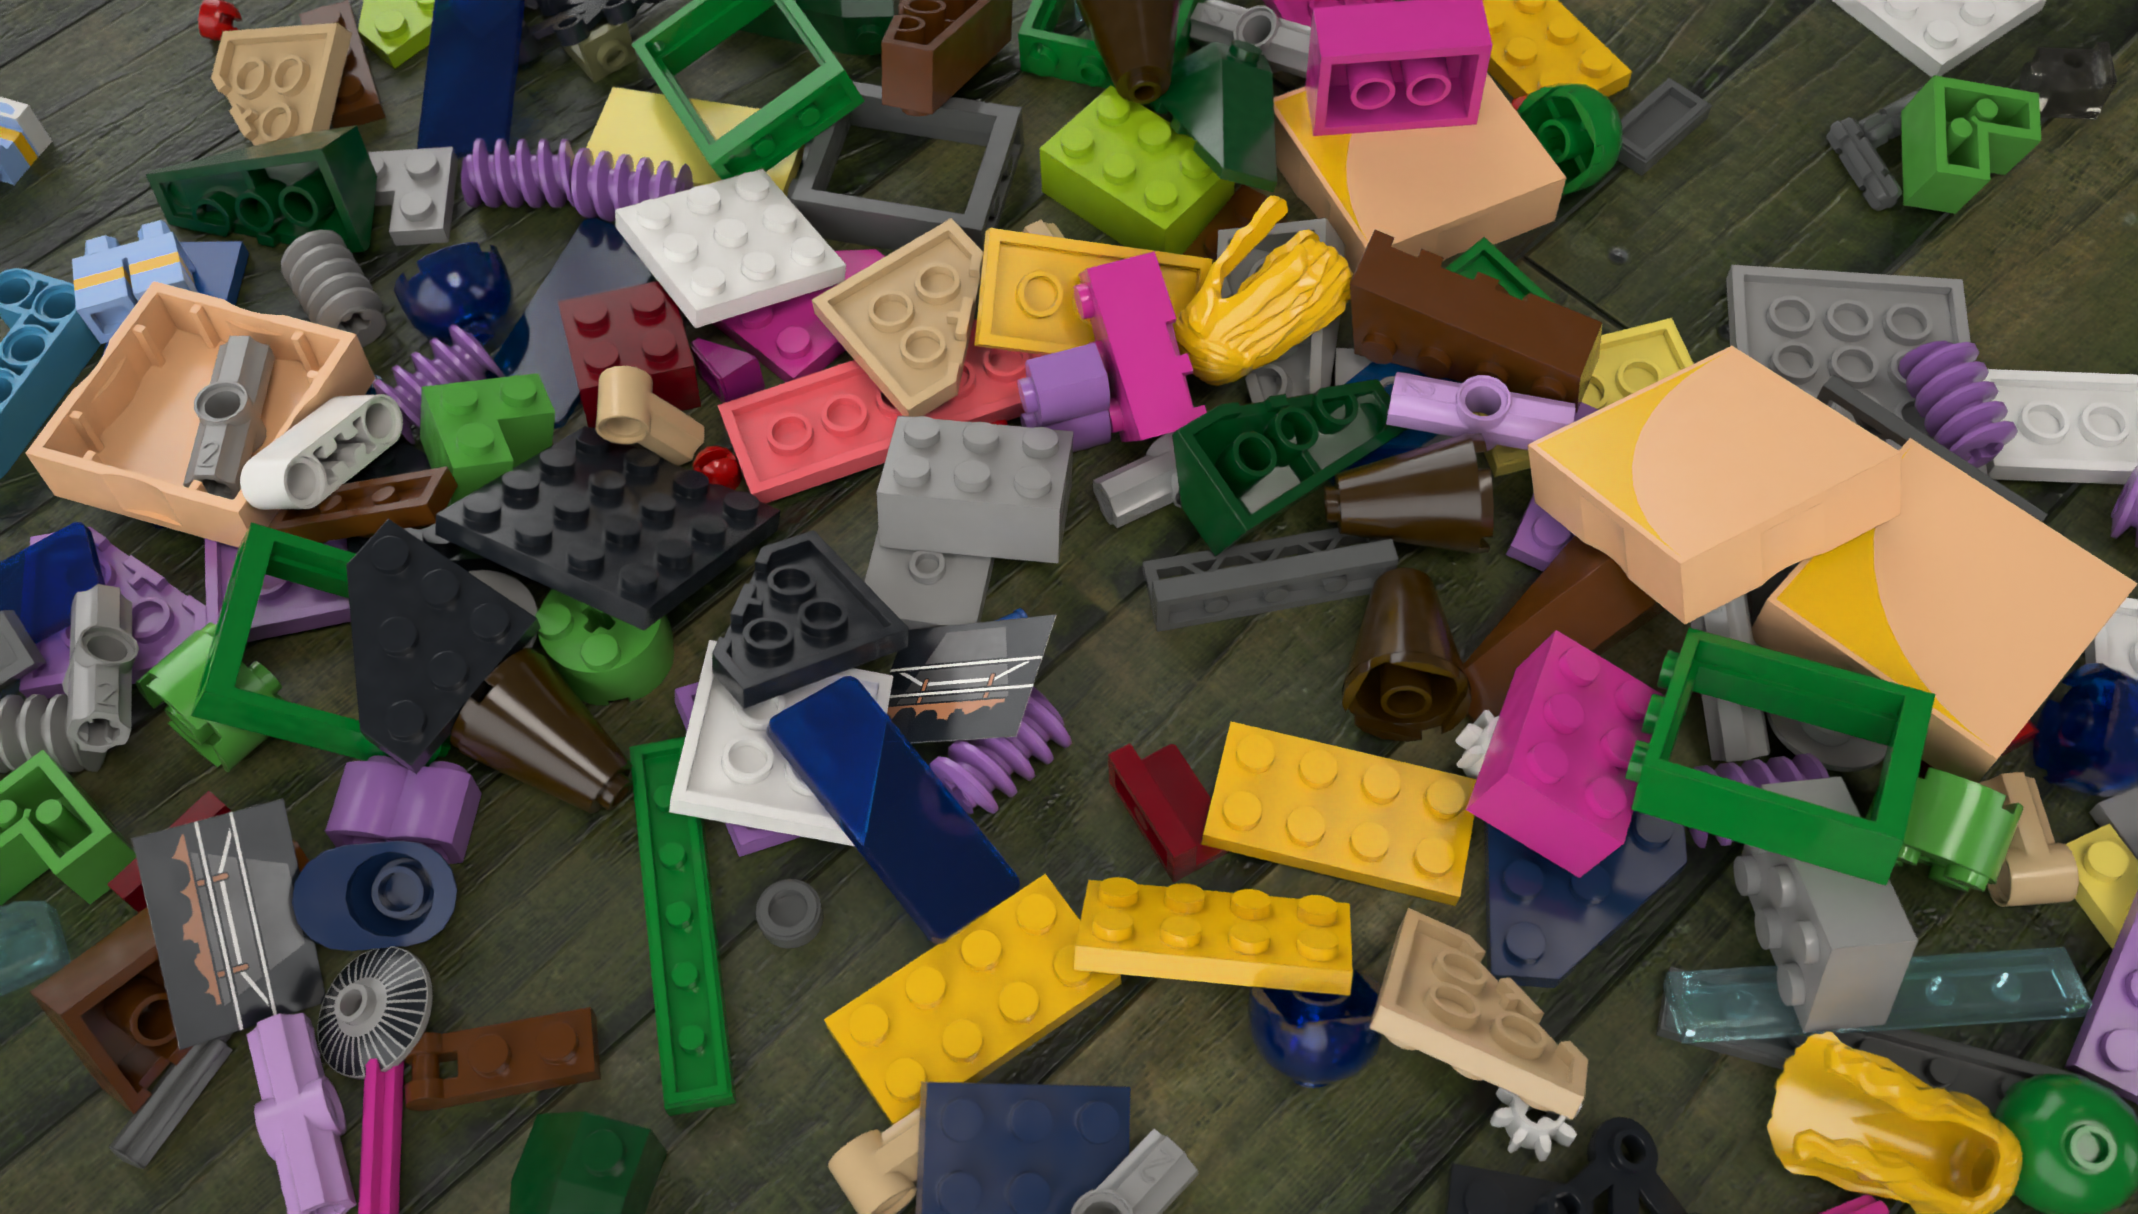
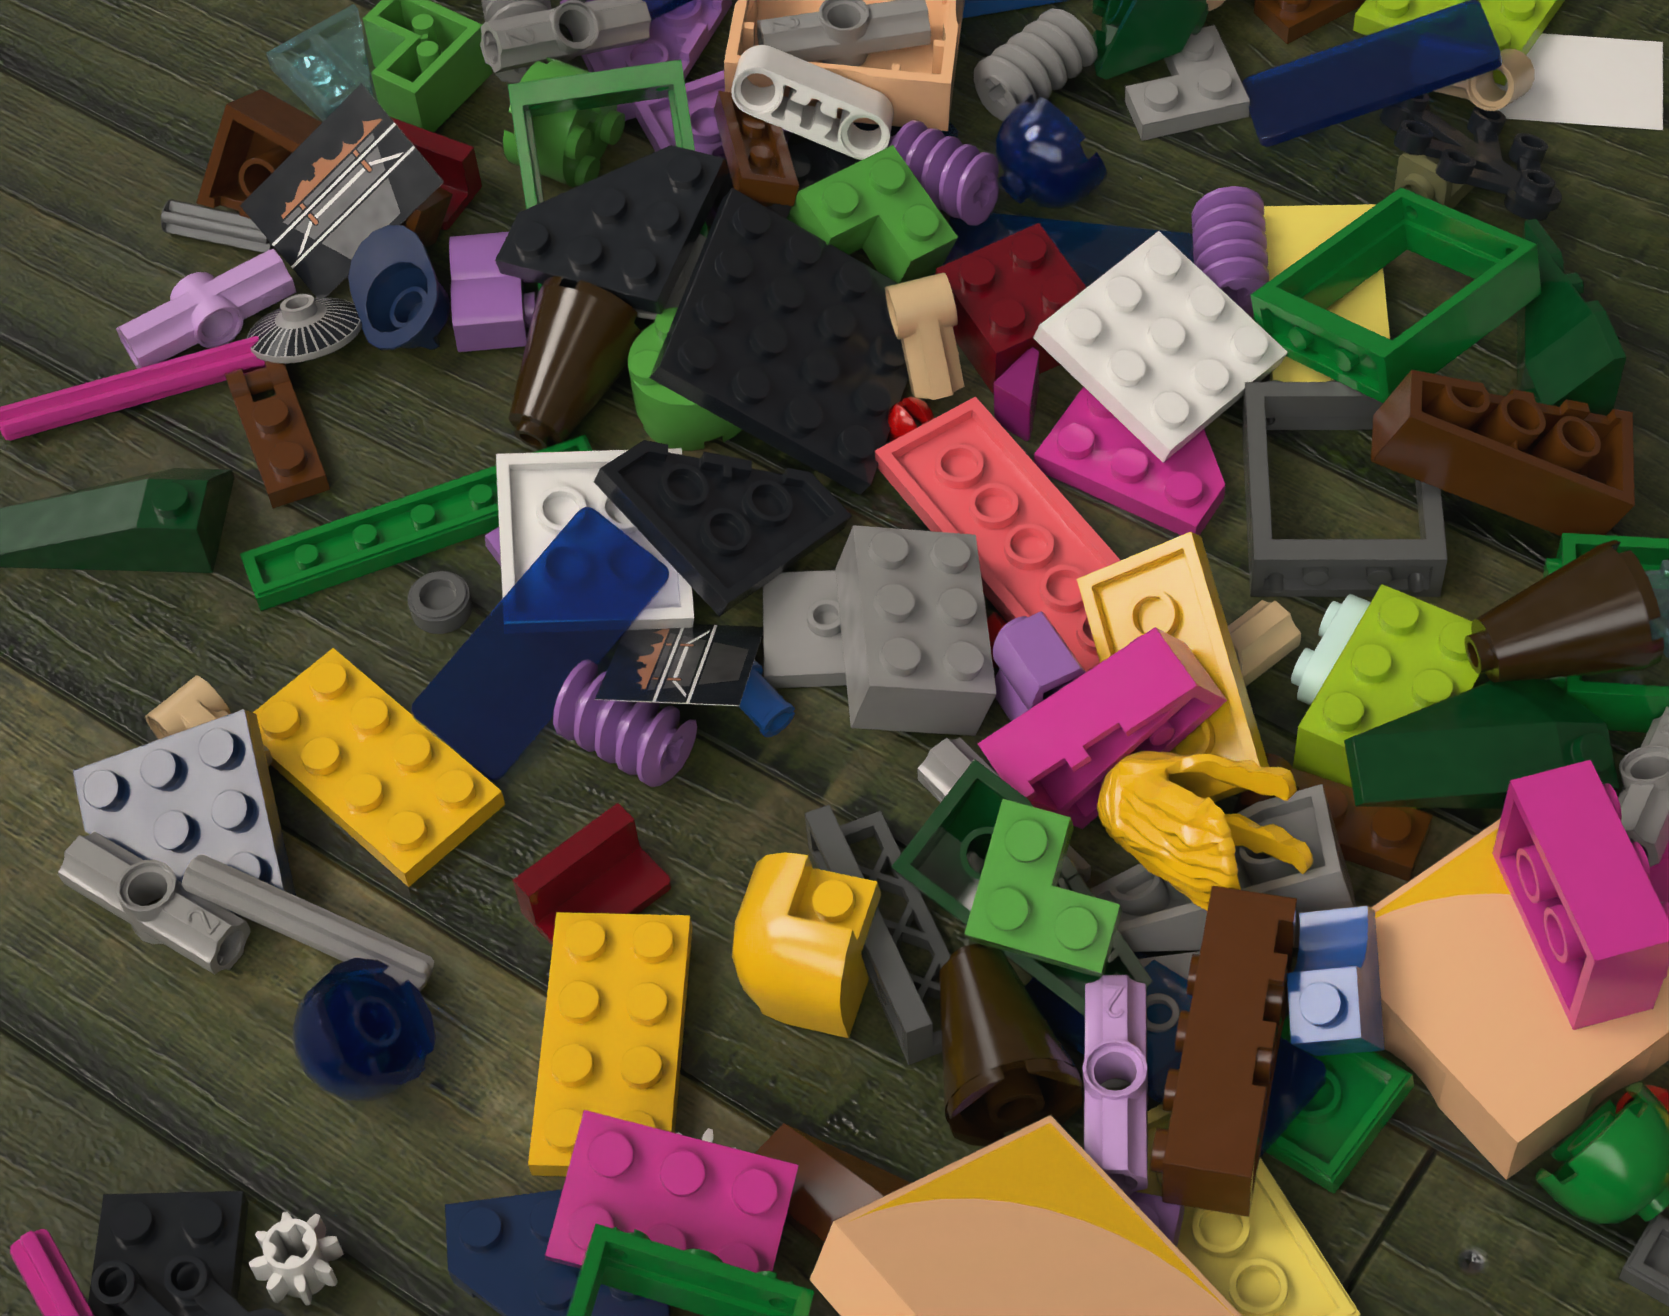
camera: 80 degrees right, 5 degrees down
(518, 175) = (1222, 149): medium lavender piece -> none
(910, 317) = (1107, 509): tan plate -> none
(1072, 207) = (1335, 631): none -> light aqua plate
(1162, 1079) = (303, 920): none -> light grey axle
(1215, 936) = (440, 938): yellow plate -> none
(1283, 629) = (804, 942): none -> yellow brick
(1314, 423) = (1020, 902): none -> bright green brick
(1405, 662) = (799, 1062): dark brown cone -> none
(1439, 232) = (1336, 984): none -> blue arch
(1487, 1029) = (369, 1157): tan plate -> none

